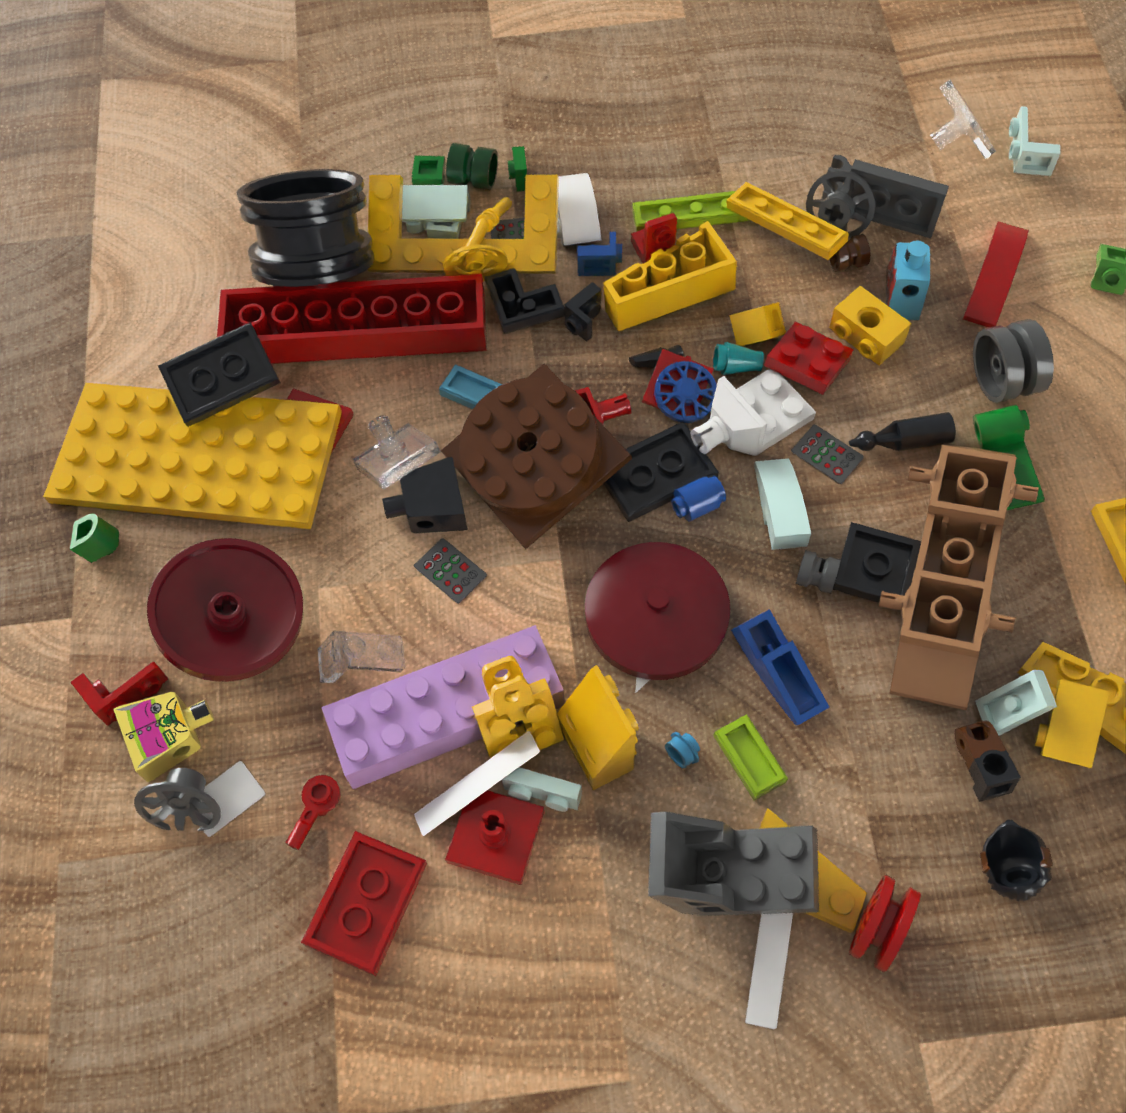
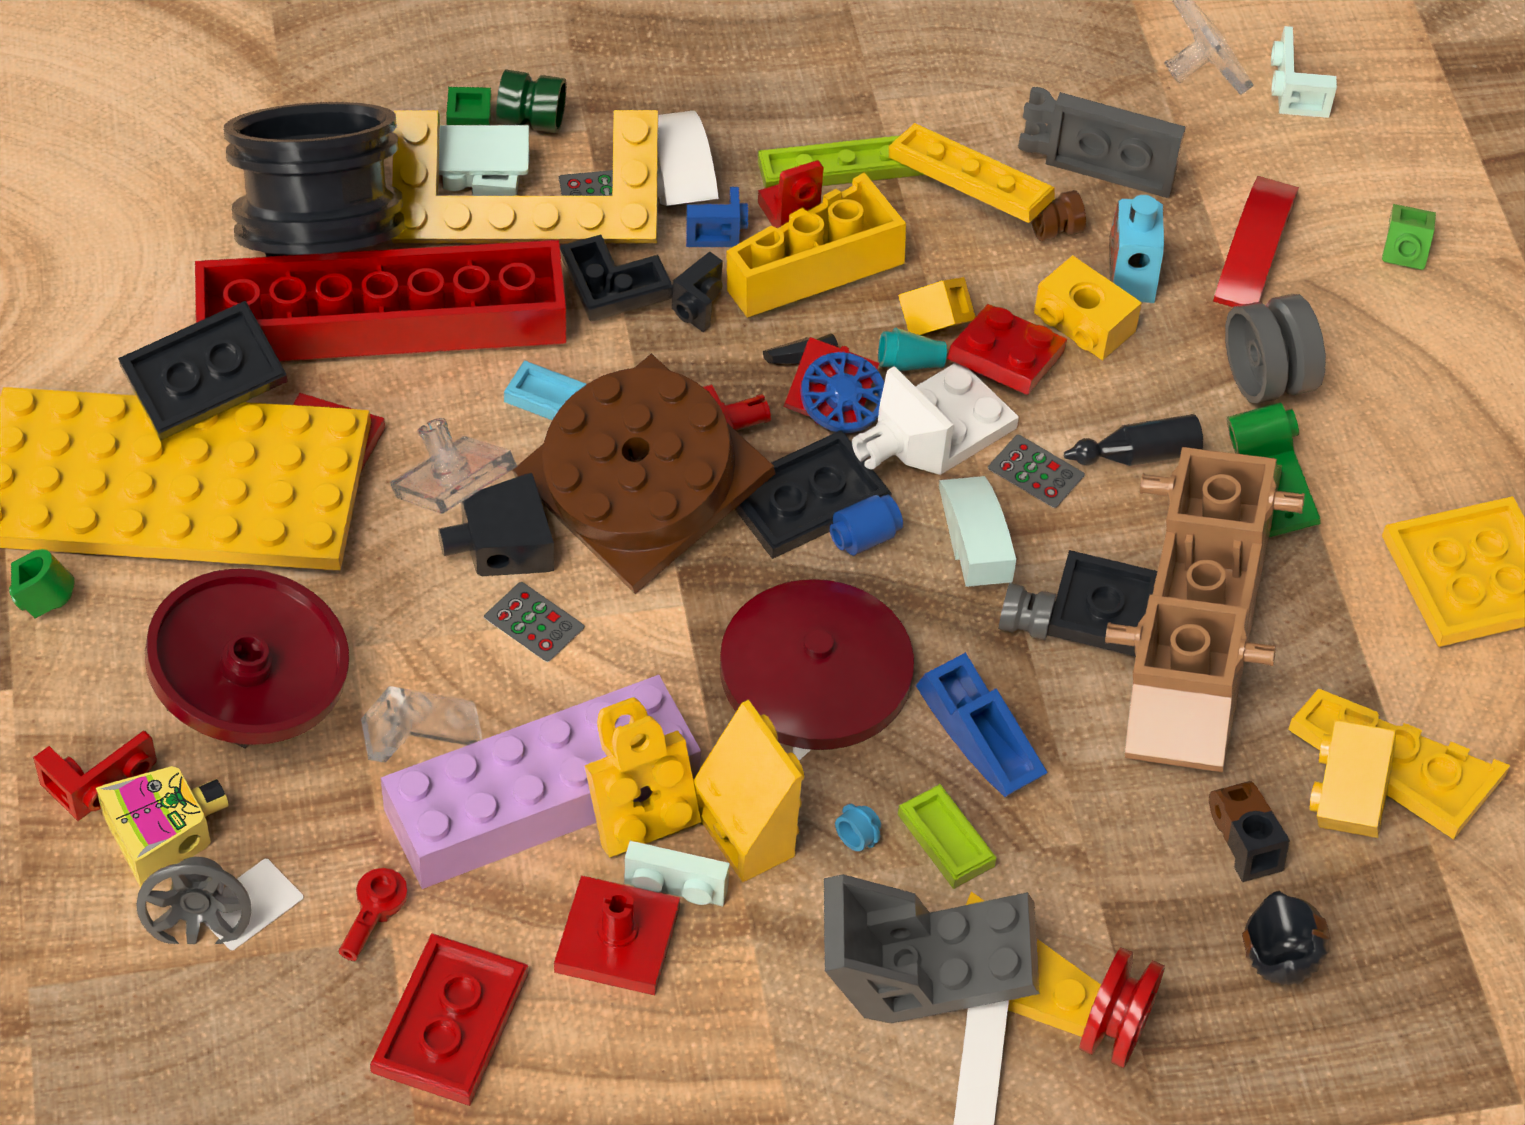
camera: 10 degrees left, 10 degrees down
(476, 783) = (590, 868): white sticker -> none
(479, 255) = (545, 211): yellow dish -> none
(517, 168) = (596, 105): green plate -> none
(839, 206) = (1041, 154): dark grey wheel -> none
(1017, 702) = (1284, 754): light aqua plate -> none

